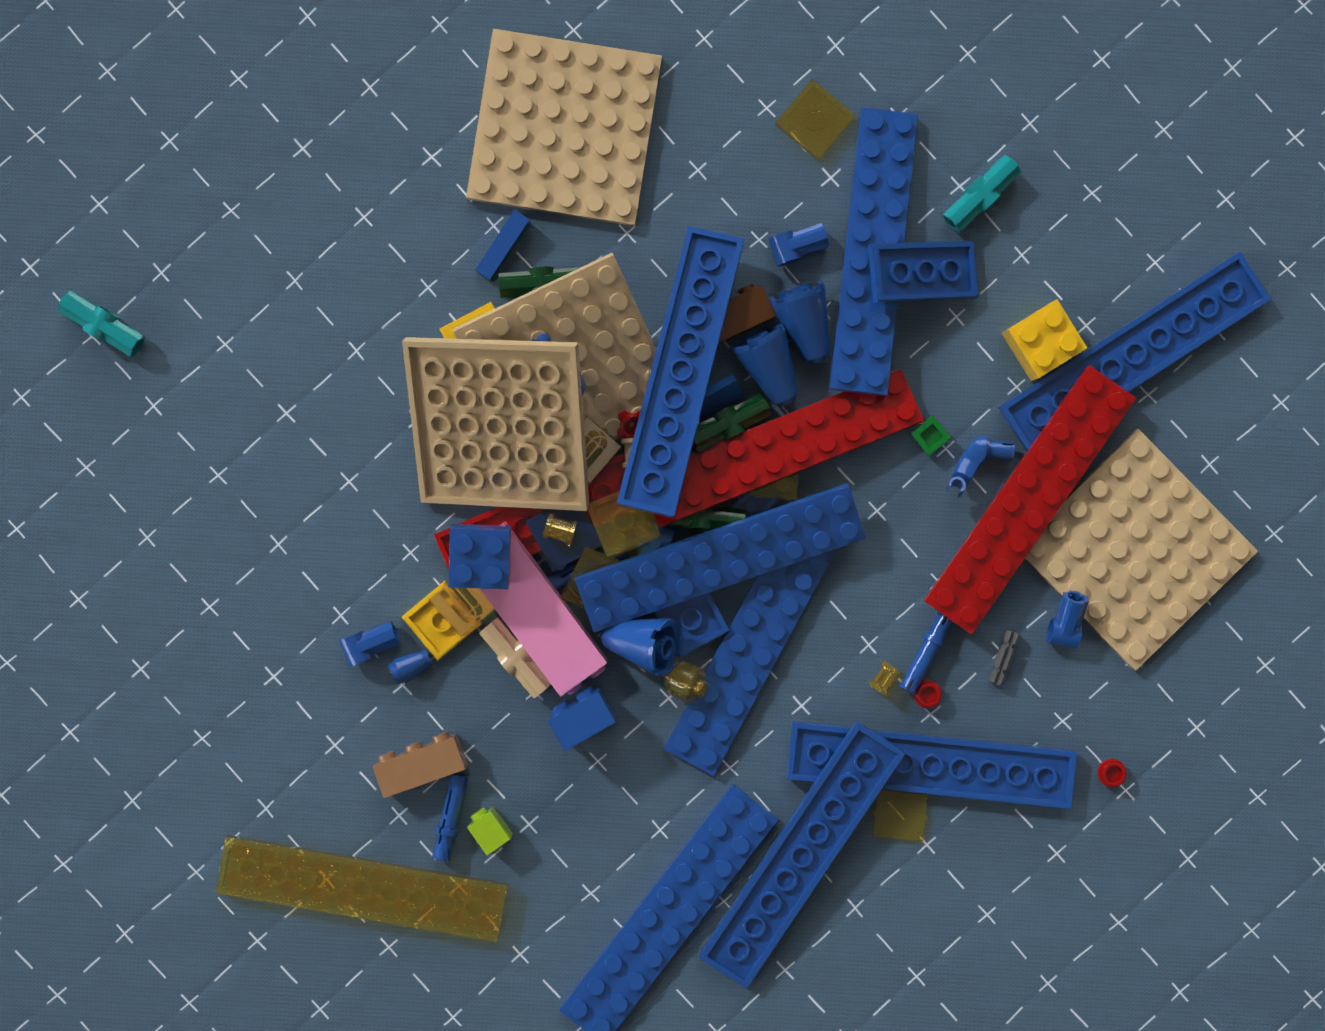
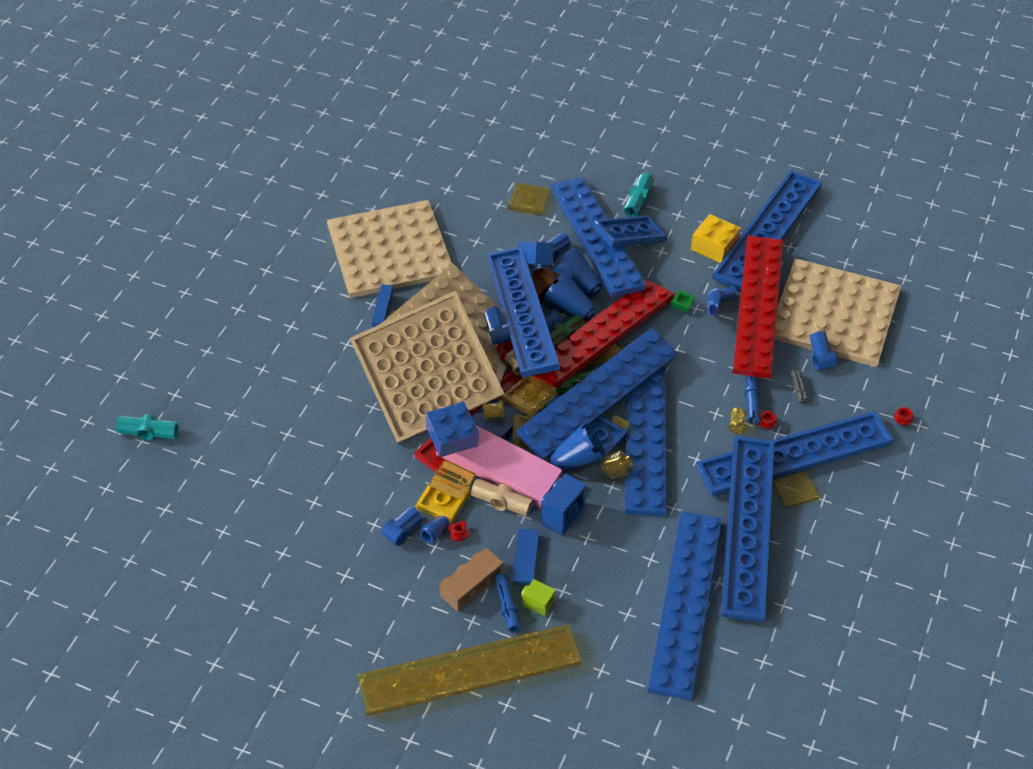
camera: 25 degrees left, 40 degrees down
(444, 675) = (459, 535): none -> red plate
(505, 758) = (525, 557): none -> blue tile
(630, 391) = (497, 328): none -> blue piece
(726, 616) = (621, 422): none -> clear yellow tile
(756, 268) = (537, 253): none -> blue brick

